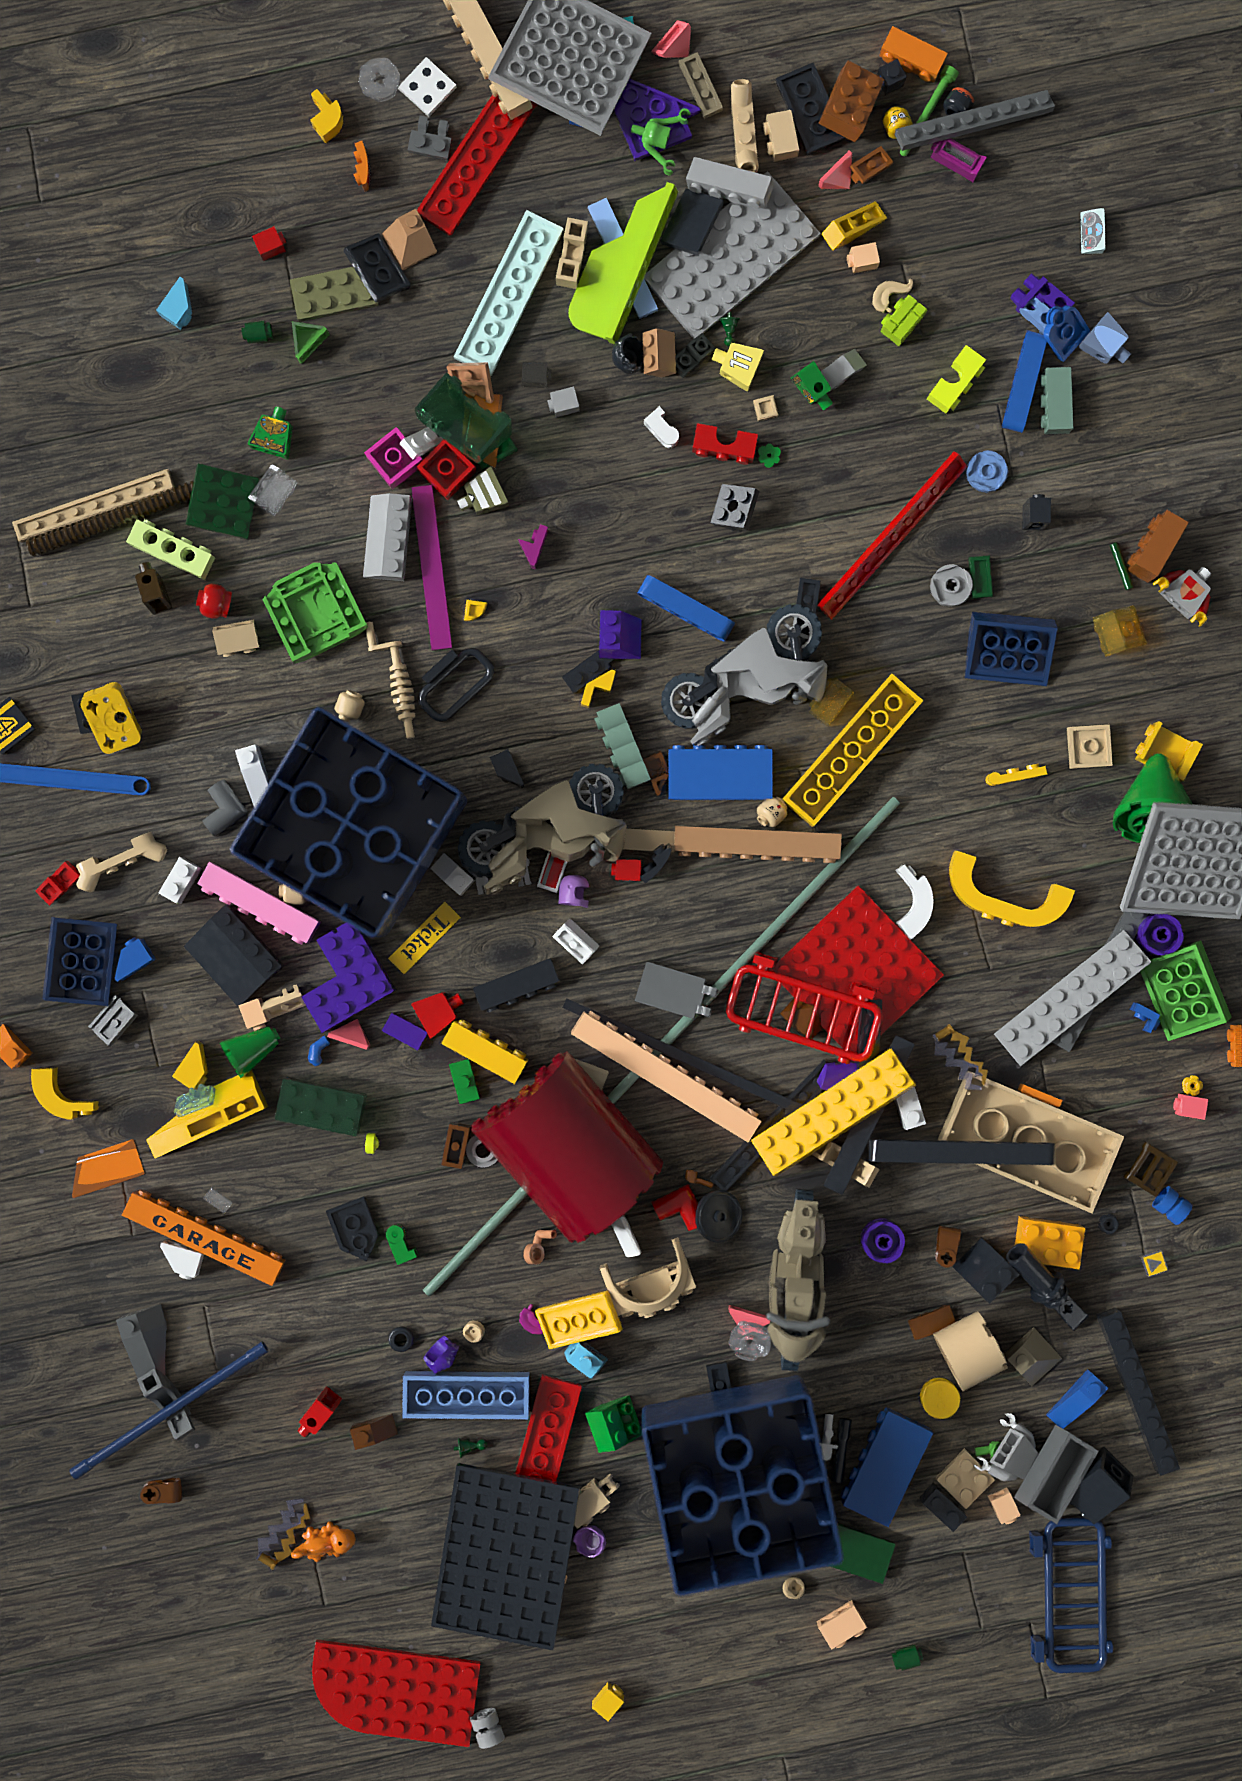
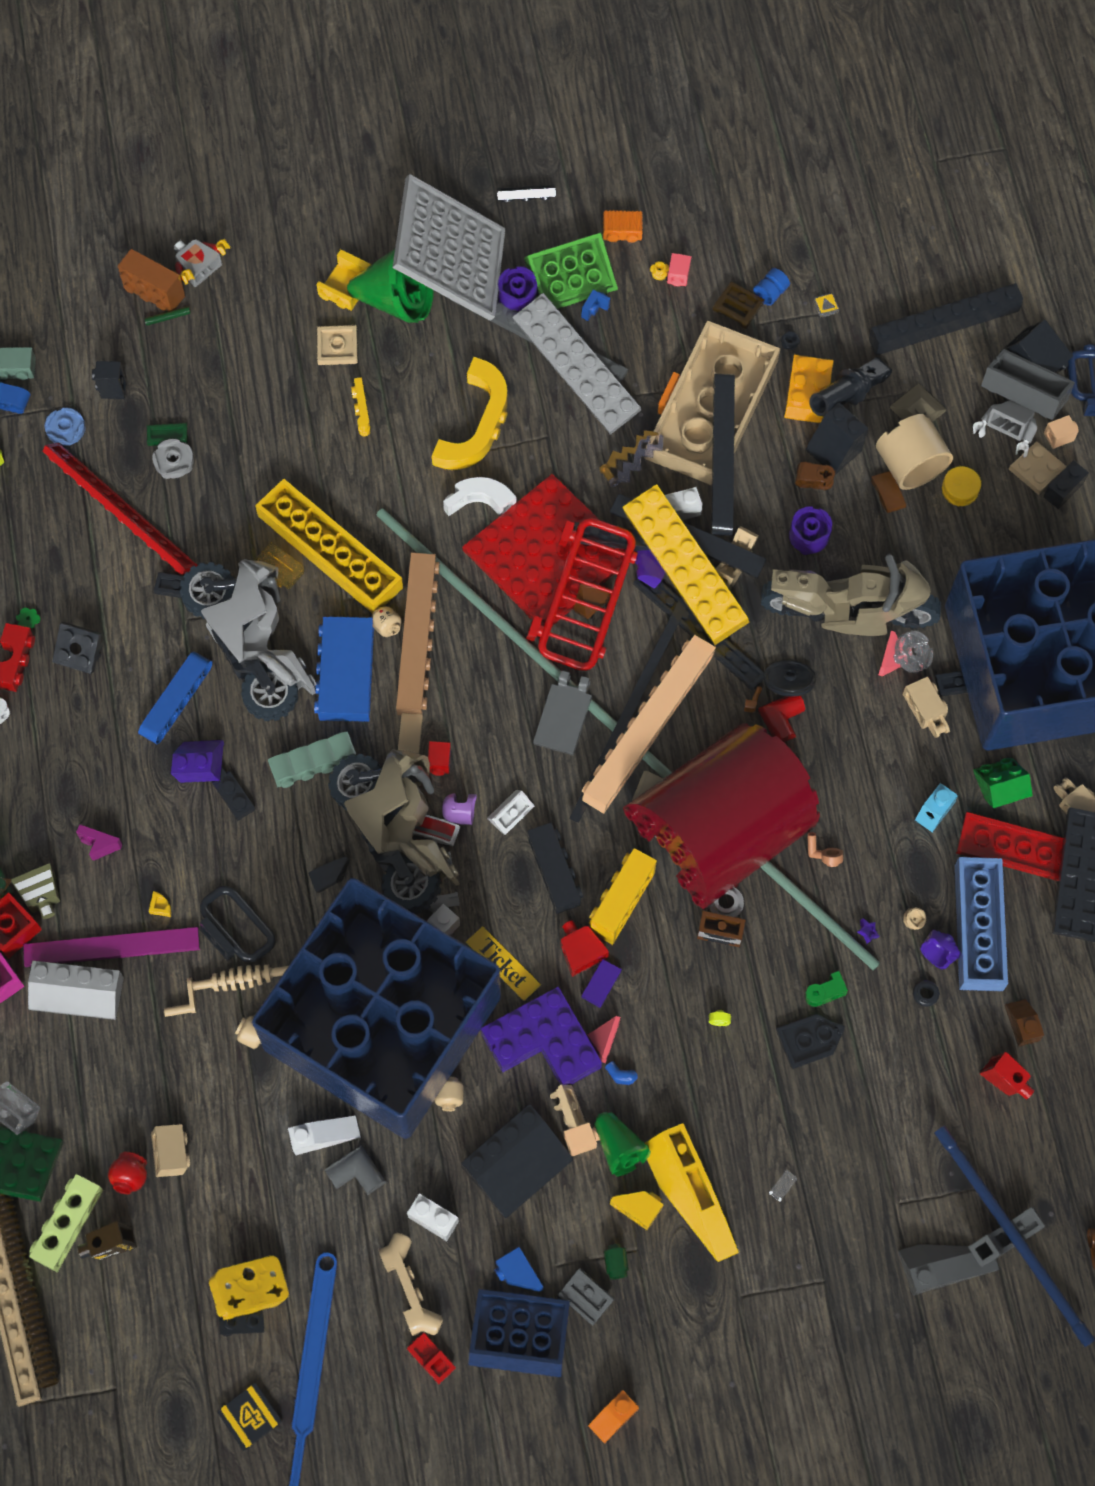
camera: 90 degrees left, 20 degrees down
(49, 1096) = (667, 1371): yellow arch -> none
(106, 1168) = (750, 1309): orange sticker -> none
(143, 1047) = (616, 1262): none -> dark green brick
(182, 1259) = (848, 1220): white slope -> none
(194, 1100) = (675, 1203): clear light blue plate -> none
(204, 1237) = (823, 1200): orange brick -> none
(258, 902) = (460, 1132): bright pink brick -> none
(314, 611) = (146, 1067): bright green wedge -> none
(320, 1106) = (681, 1069): clear green brick -> none
(460, 1285) = (867, 930): none -> dark purple piece
(464, 1081) = (654, 924): green tile -> none
(466, 1446) = (1035, 929): dark green piece -> none
(529, 1321) = (907, 856): magenta piece -> none
(579, 1319) = (898, 807): yellow tile -> none
(602, 683) = (246, 776): yellow slope -> none
(626, 1237) = (818, 764): white slope -> none
(652, 1289) = (865, 739): tan piece -> none
(657, 770) = (338, 726): reddish brown slope -> none
(660, 857) = (427, 723): black slope -> none
(693, 1353) = (927, 706): none -> tan brick
(886, 1466) = (1019, 526): blue brick -> none
(991, 1449) = (1009, 442): bright green plate -> none
(1010, 648) = (238, 408): dark blue slope -> none
(1077, 1399) = (955, 368): blue slope -> none
(1119, 630) = (229, 318): clear yellow slope -> none

